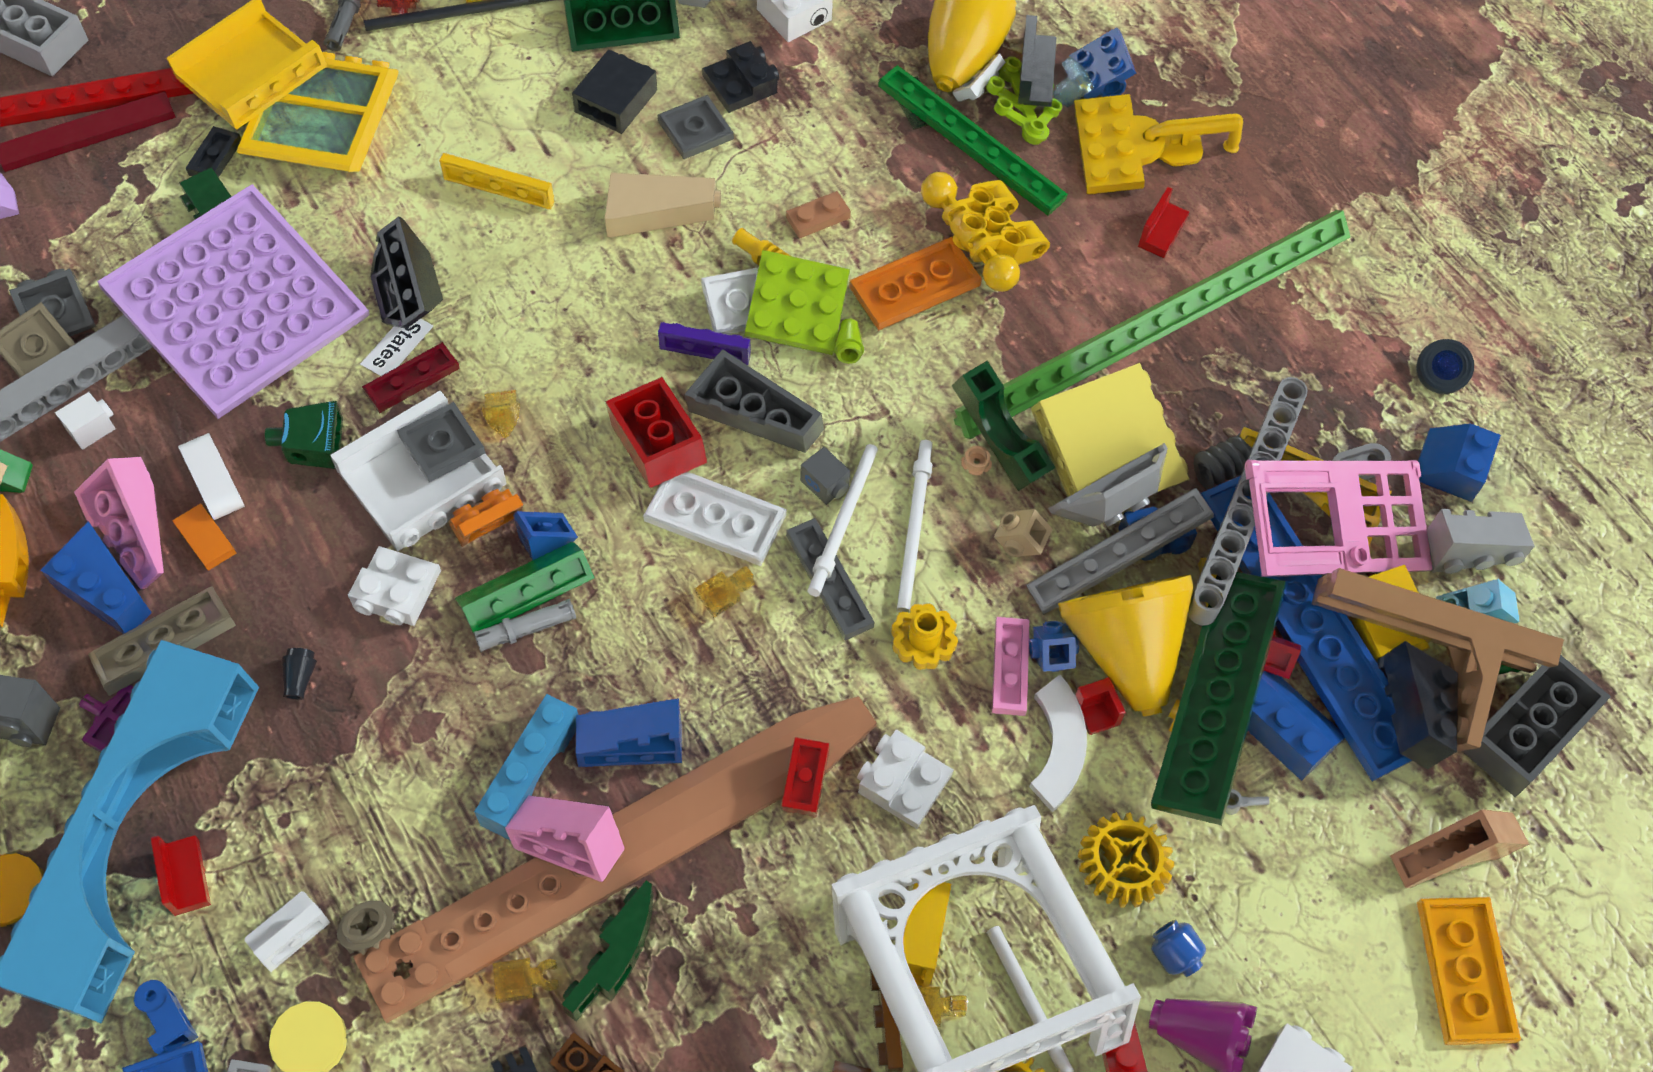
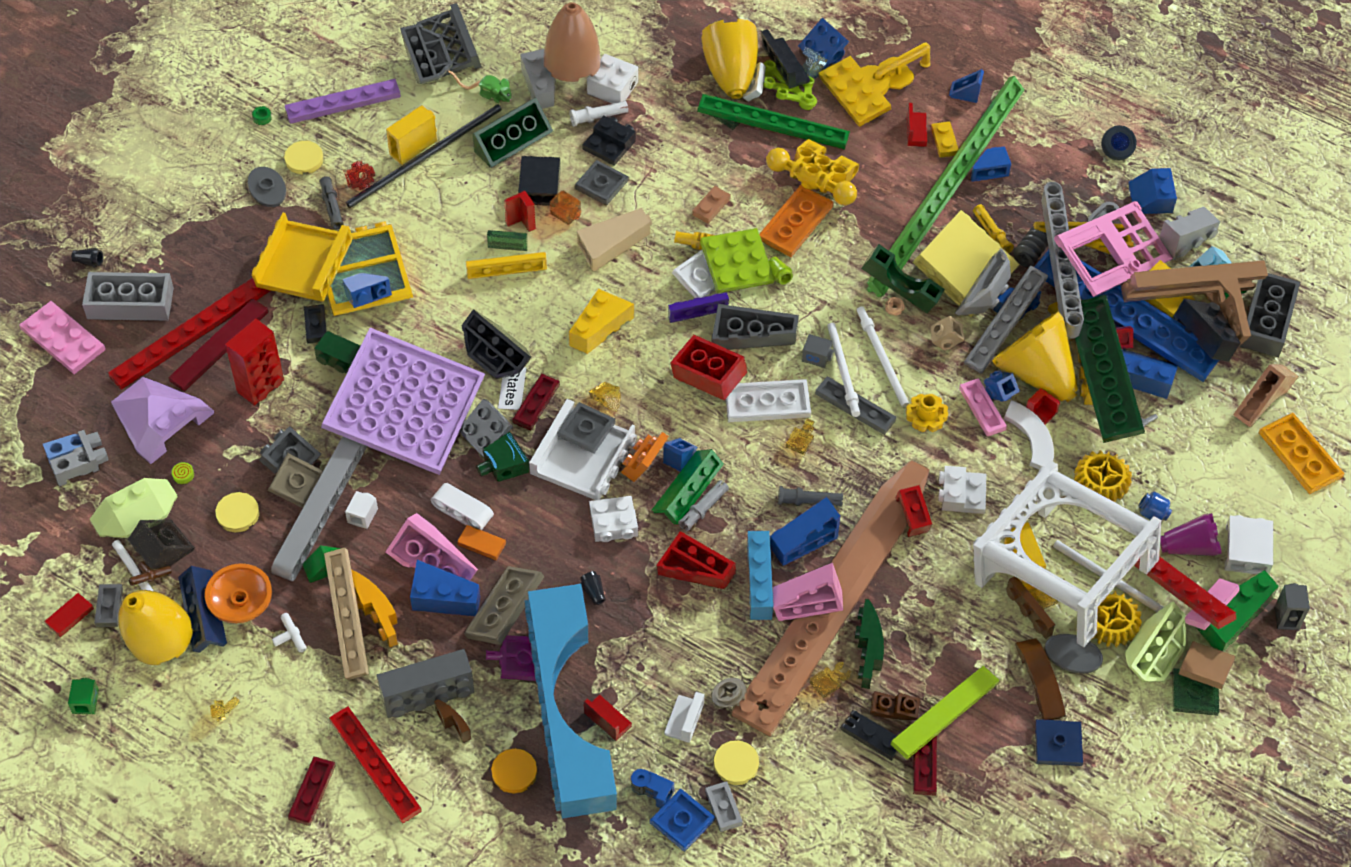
camera: 25 degrees left, 5 degrees down
(76, 164) = (255, 362): none -> red brick
(289, 134) = (366, 288): none -> blue slope
(314, 377) = (484, 426): none -> dark grey plate
(450, 703) = (695, 563): none -> red wedge
(521, 149) = (507, 240): none -> clear green tile
(555, 116) = (519, 209): none -> red panel
(560, 303) = (598, 320): none -> yellow wedge
(623, 138) = (565, 207): none -> clear orange brick
(664, 676) = (798, 496): none -> dark grey pin
(738, 34) = (589, 114): none -> white pin
(1185, 423) = (991, 228): none -> yellow pin
(1194, 258) = (944, 139): none -> yellow plate
(1237, 320) = (991, 165): none -> blue slope
(1270, 201) = (967, 87): none -> blue slope

